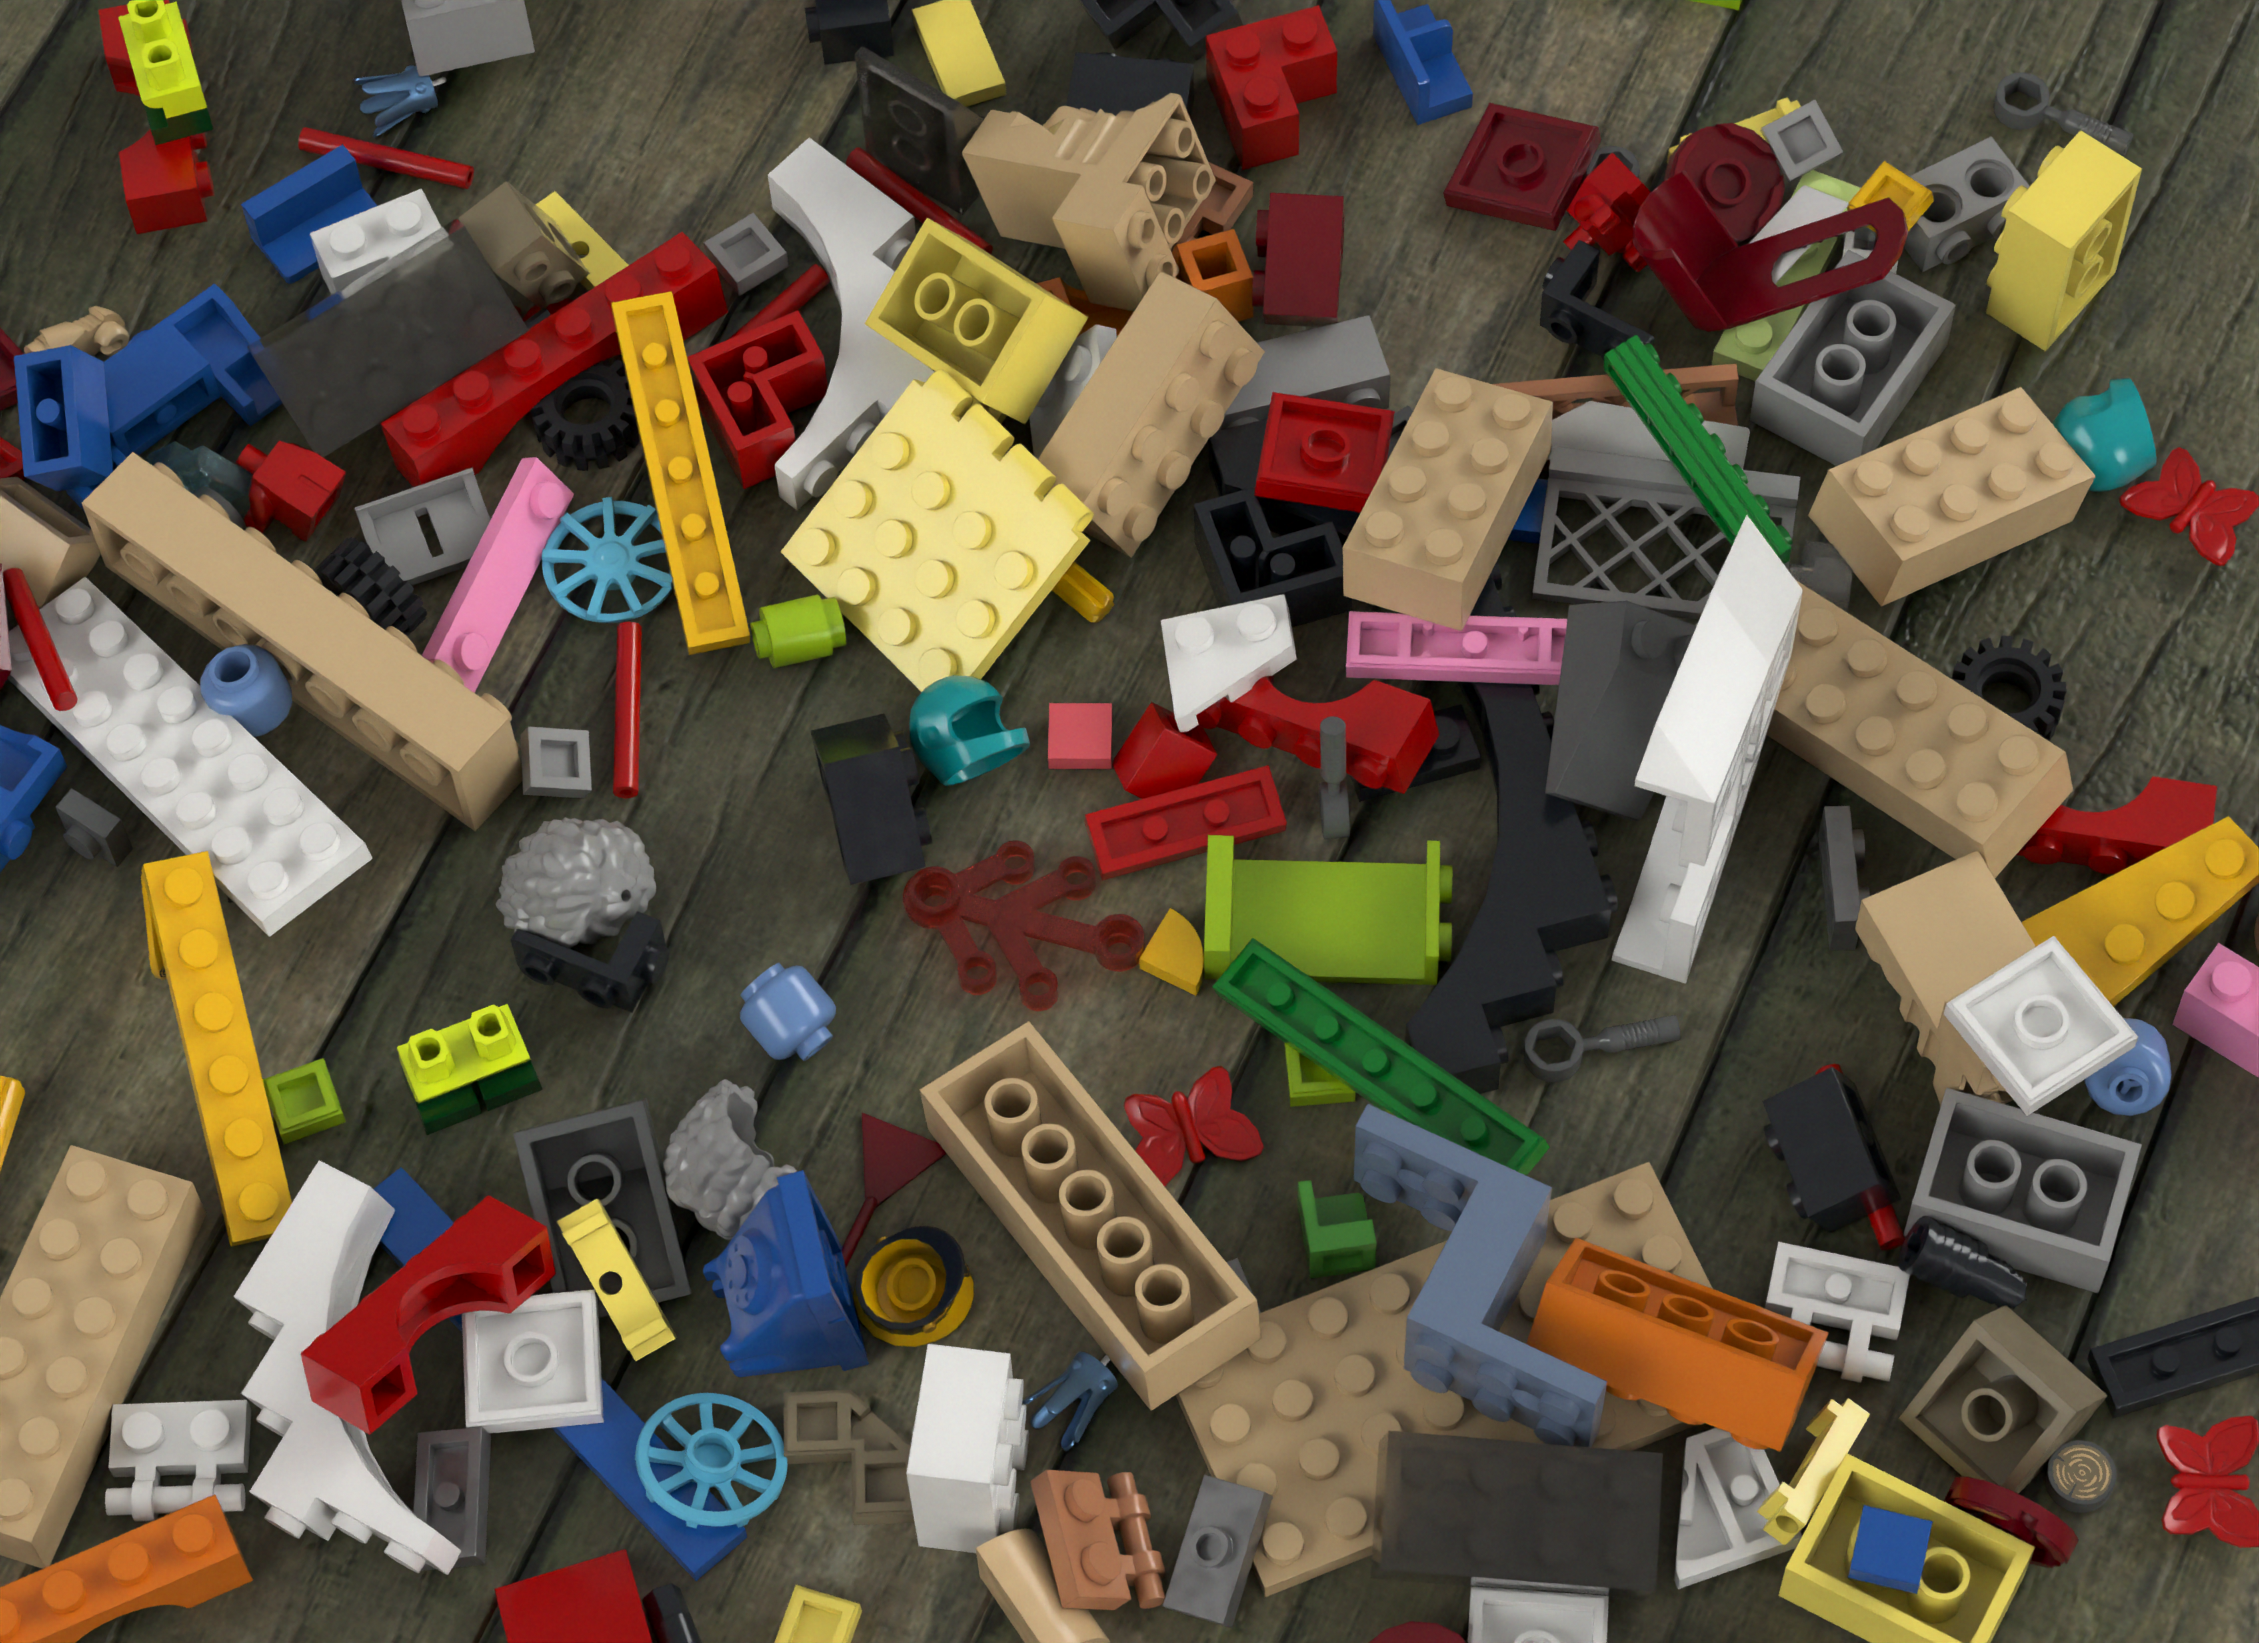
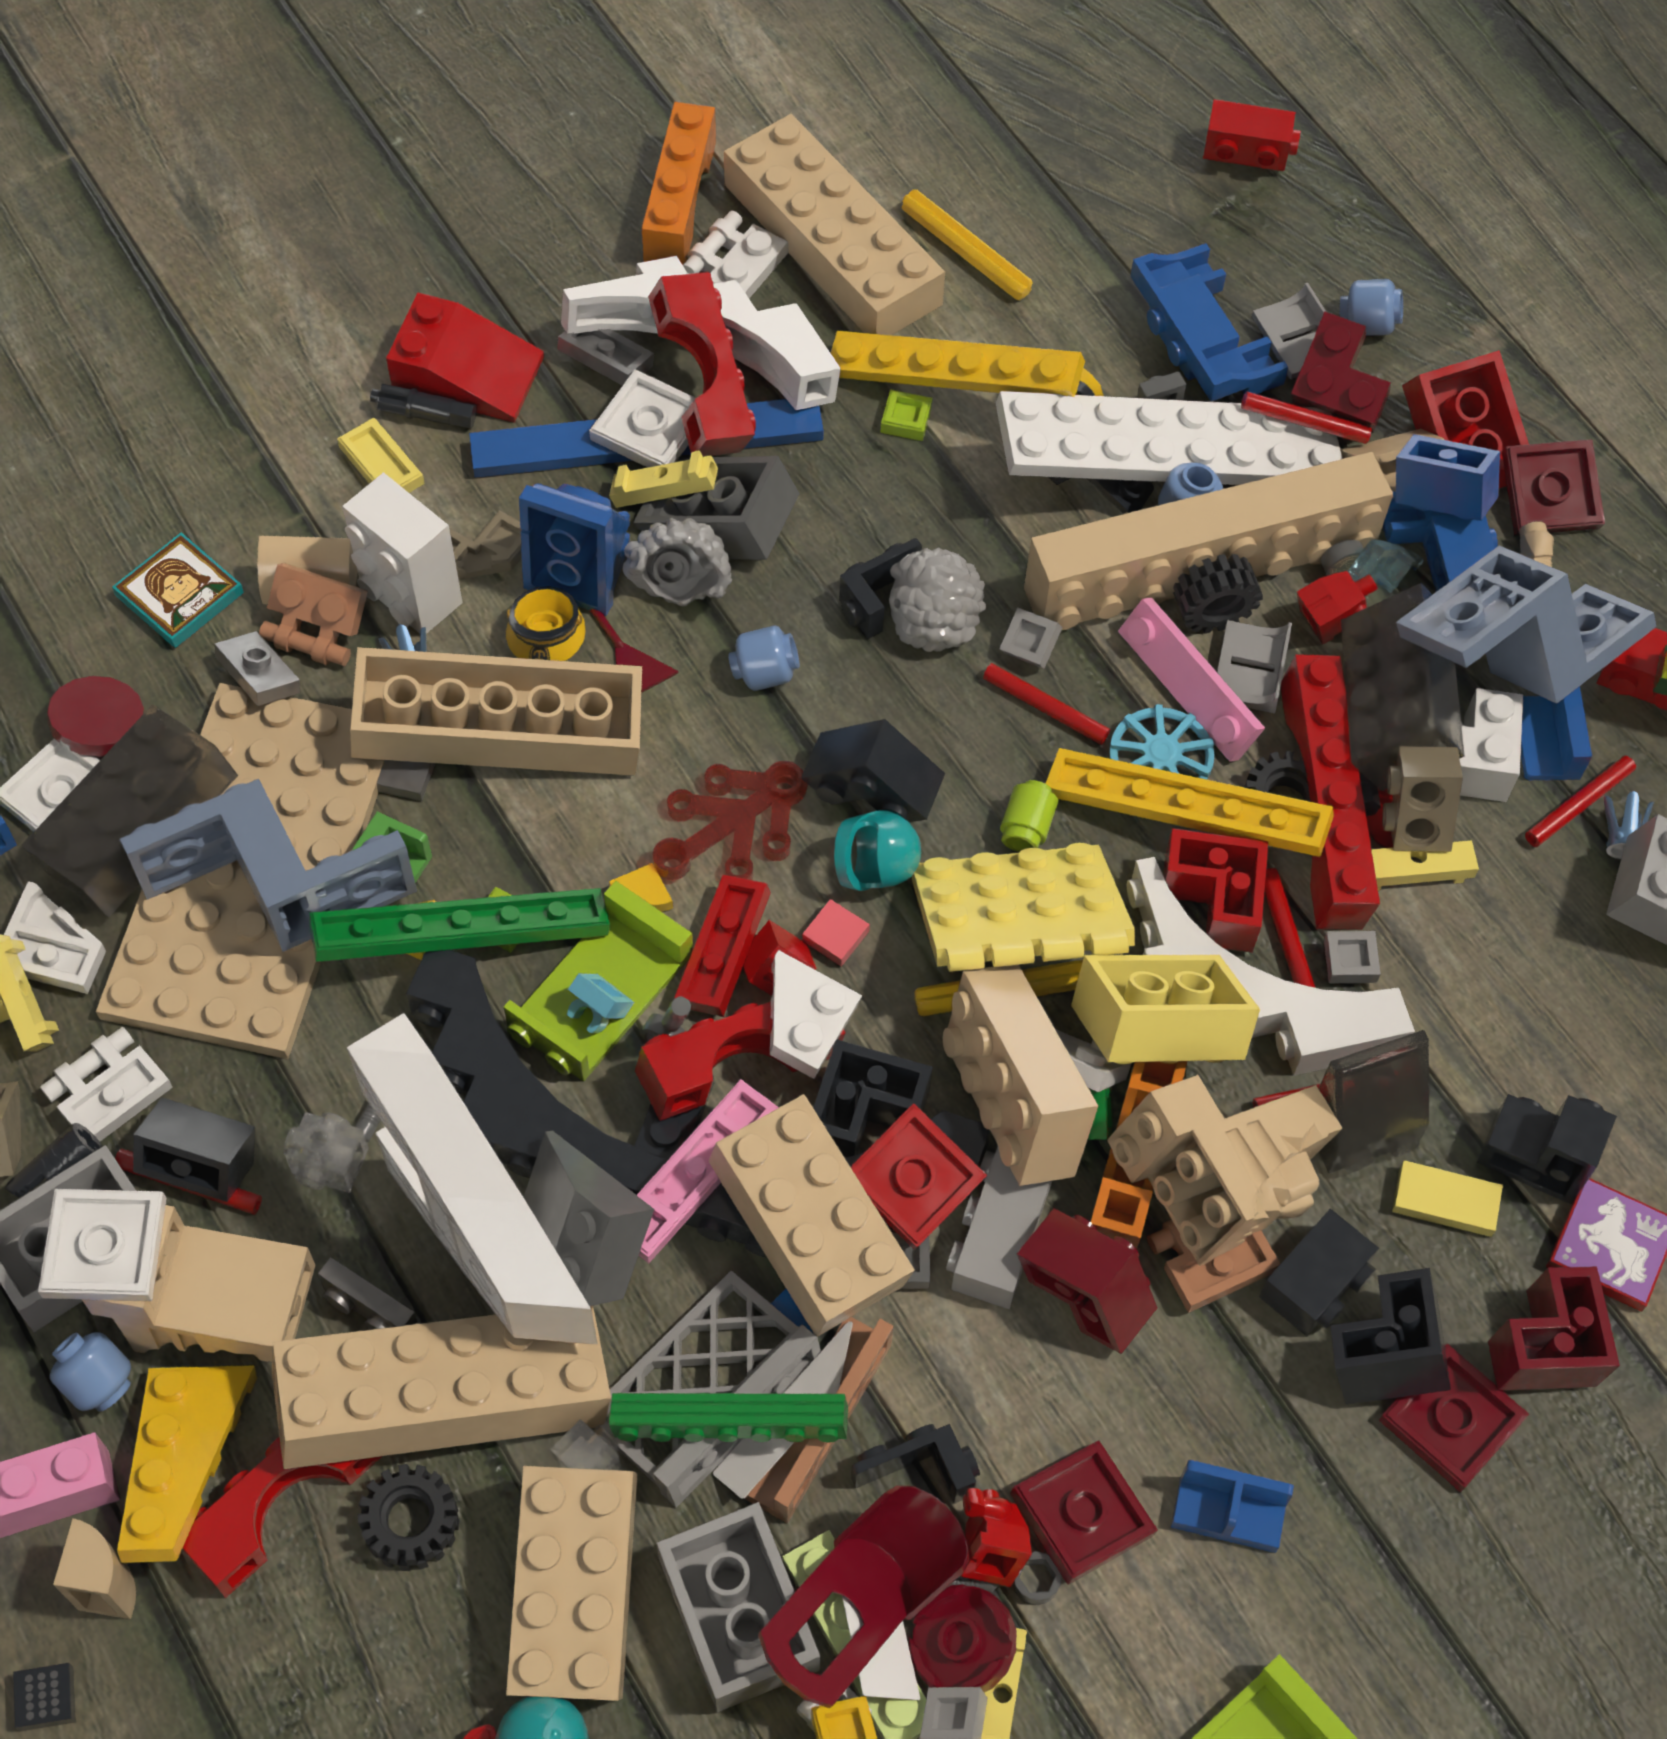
camera: 120 degrees right, 0 degrees up
(244, 231) = (1526, 624): none -> sand blue bracket
(446, 1062) = (855, 484): neon yellow hips -> none
(710, 1460) = (522, 468): medium azure wheel -> none
(1189, 1122) = (522, 828): red piece -> none
(1261, 76) = (1282, 1366): red brick -> none
(1347, 886) = (600, 997): none -> medium azure tile
(1677, 1344) = (150, 963): orange slope -> none
(1728, 1022) = (325, 1152): none -> clear brick

